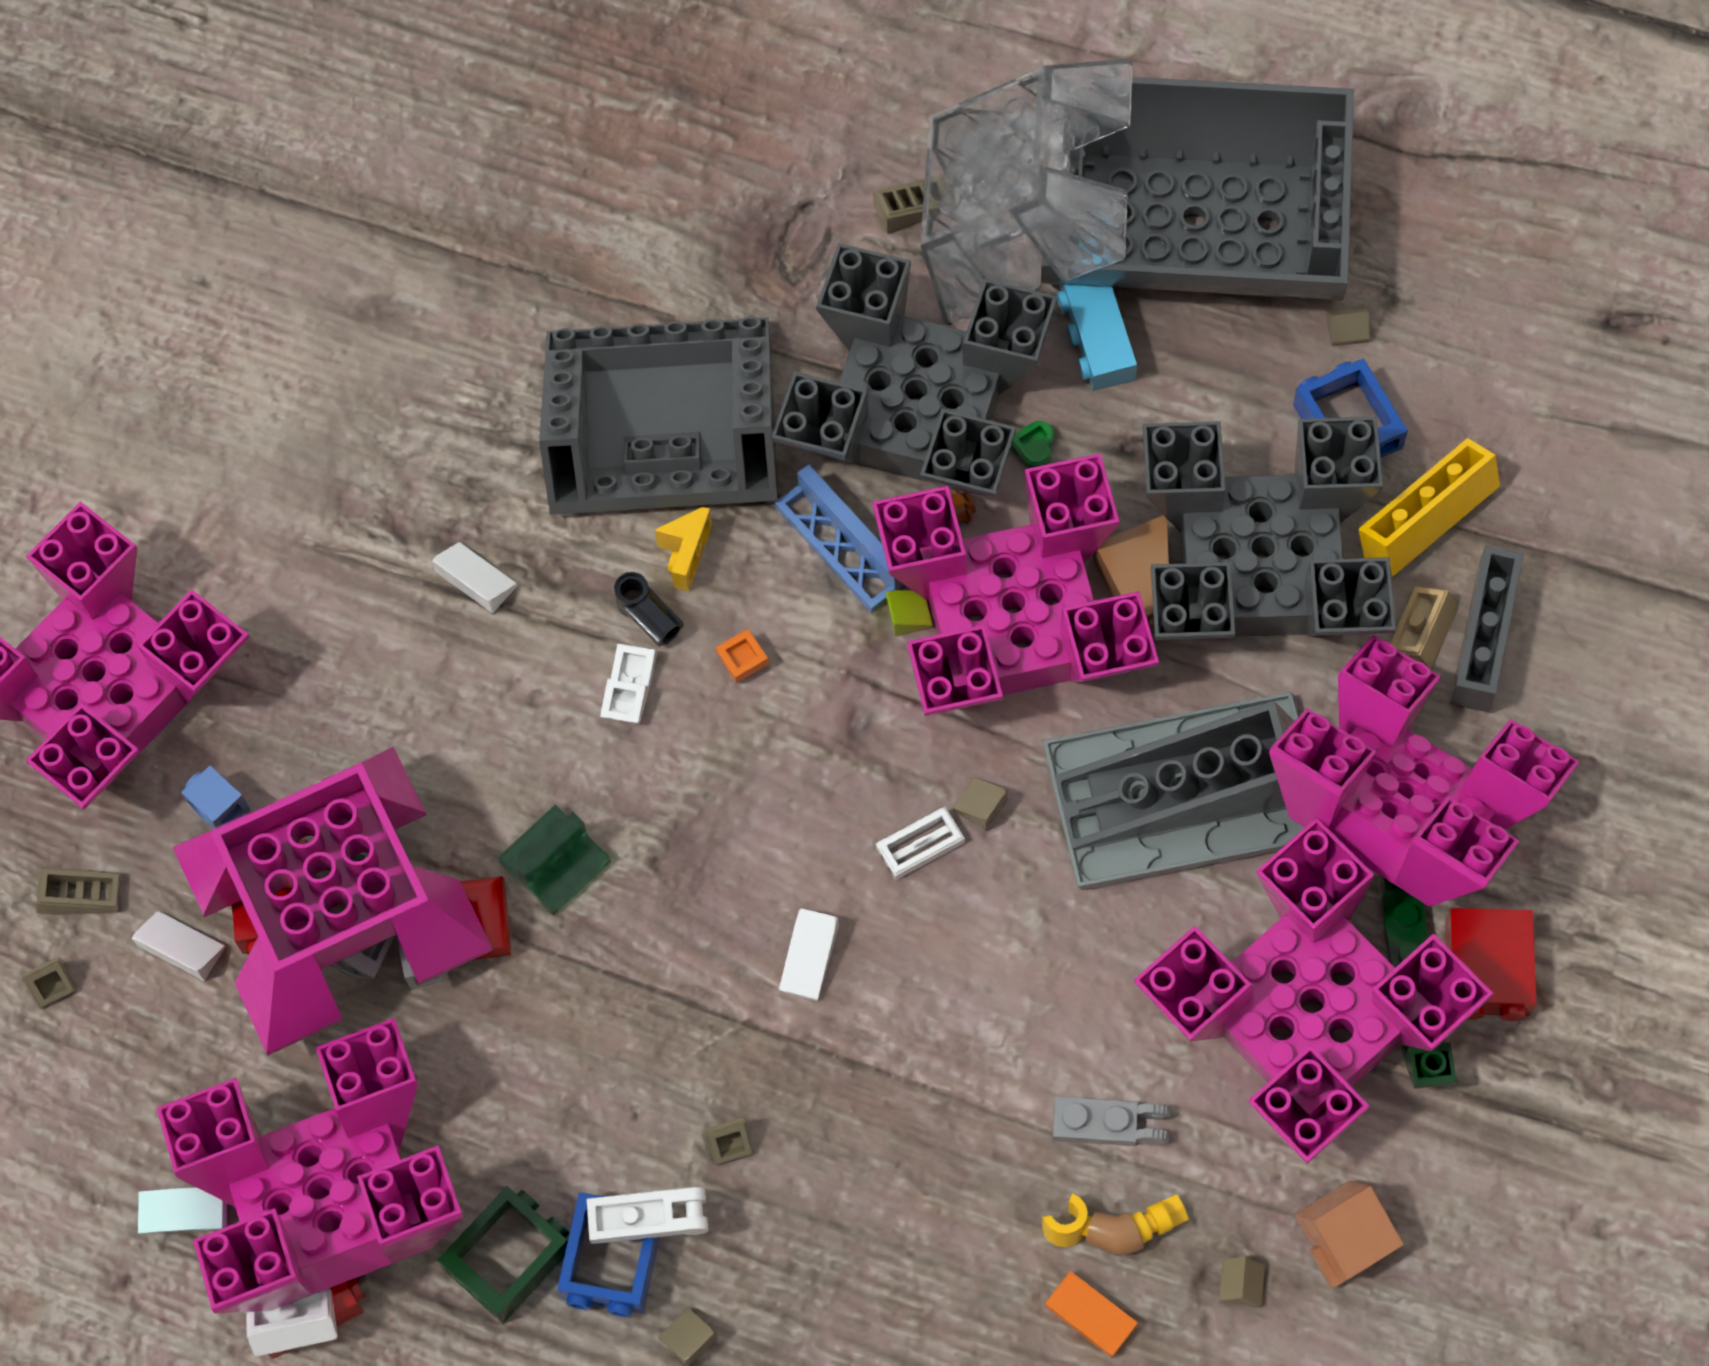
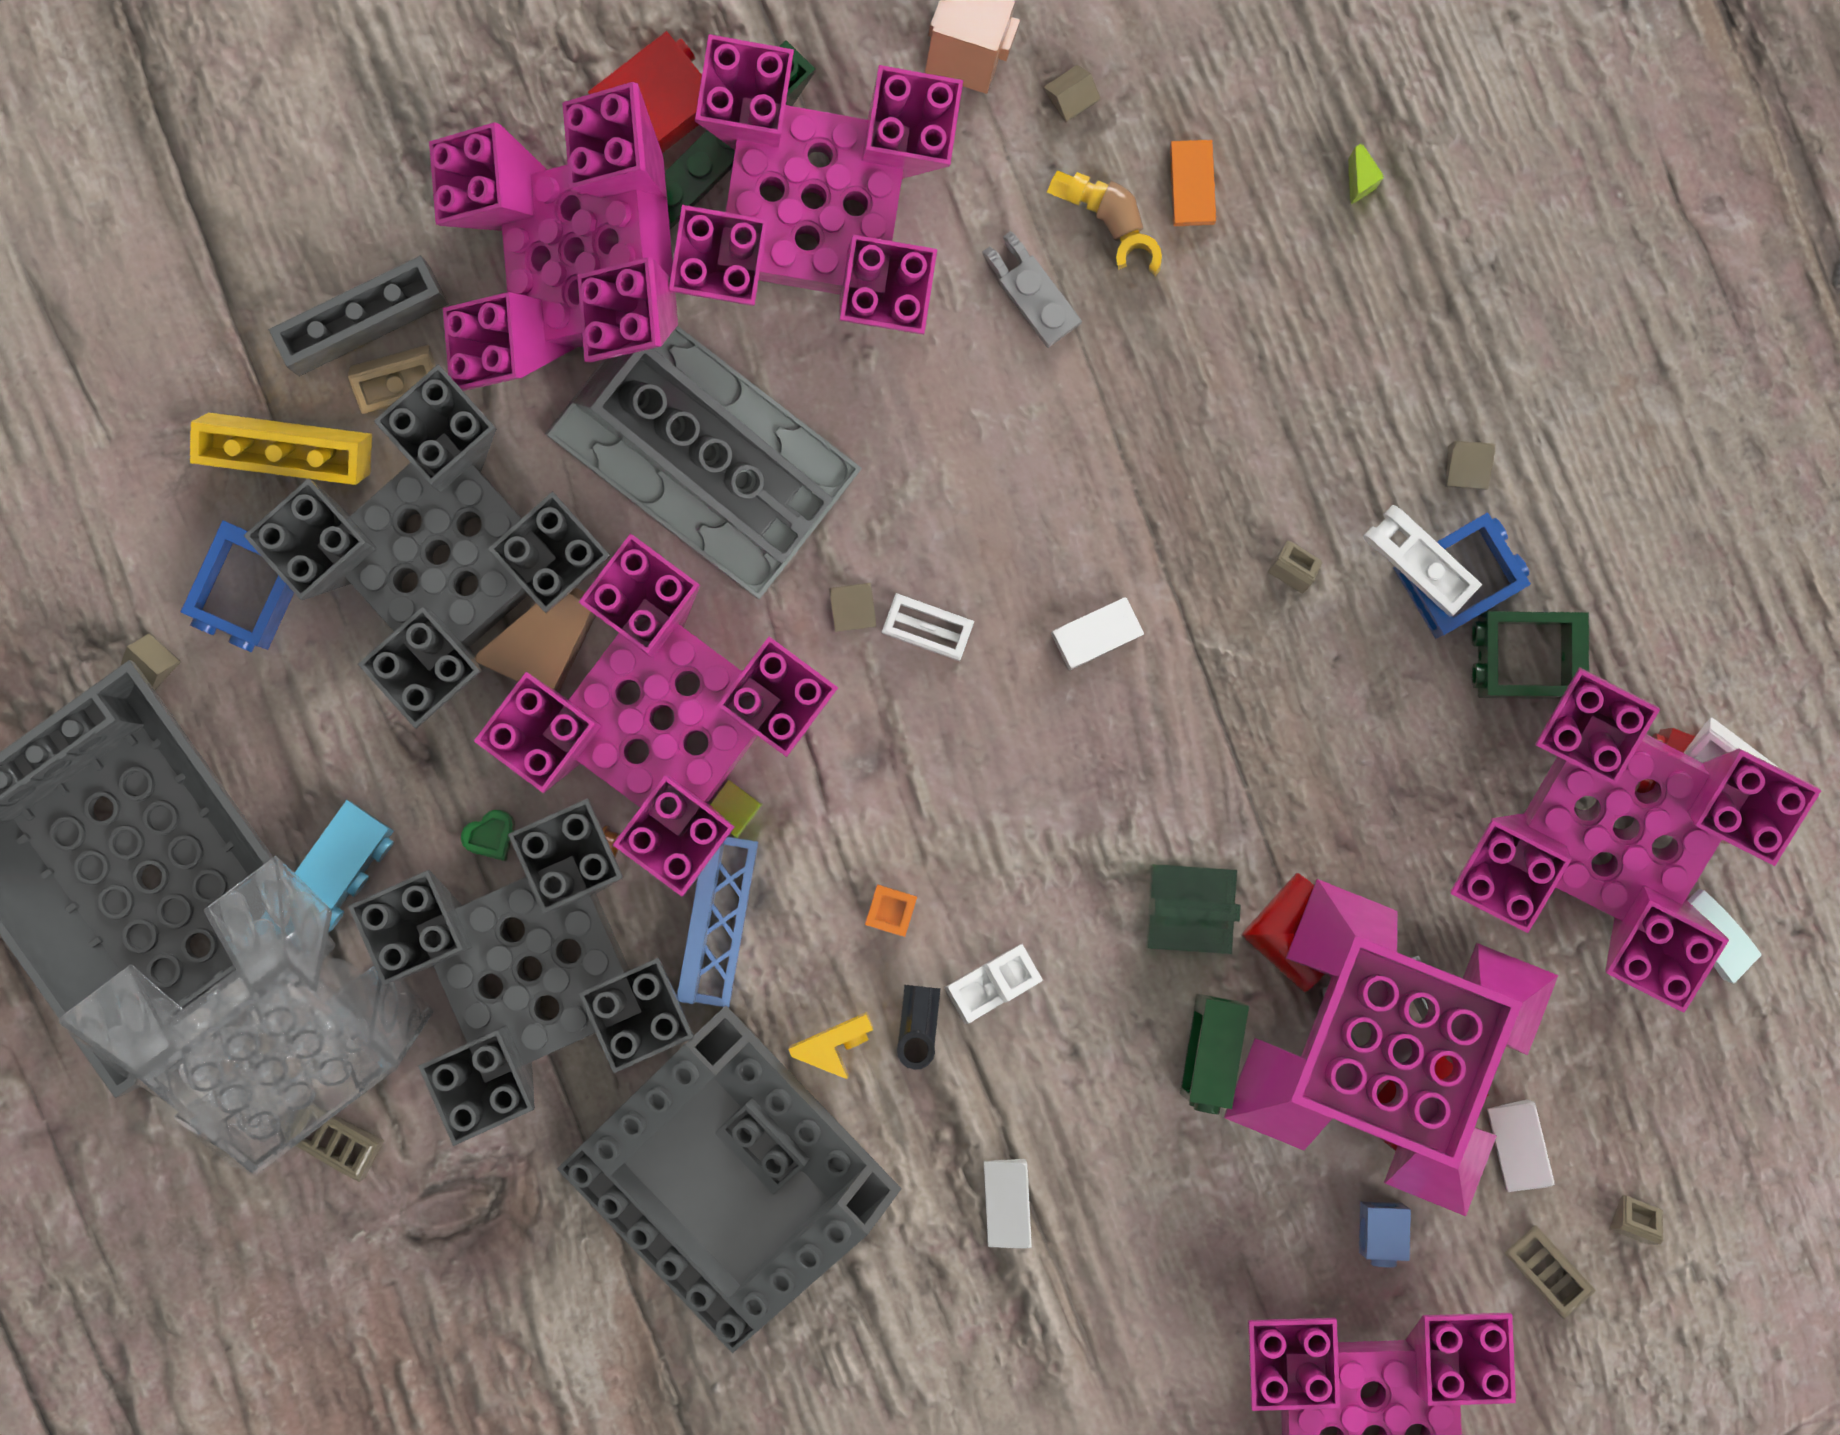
camera: 140 degrees left, 20 degrees up
(443, 780) = (1213, 1053): none -> dark green window

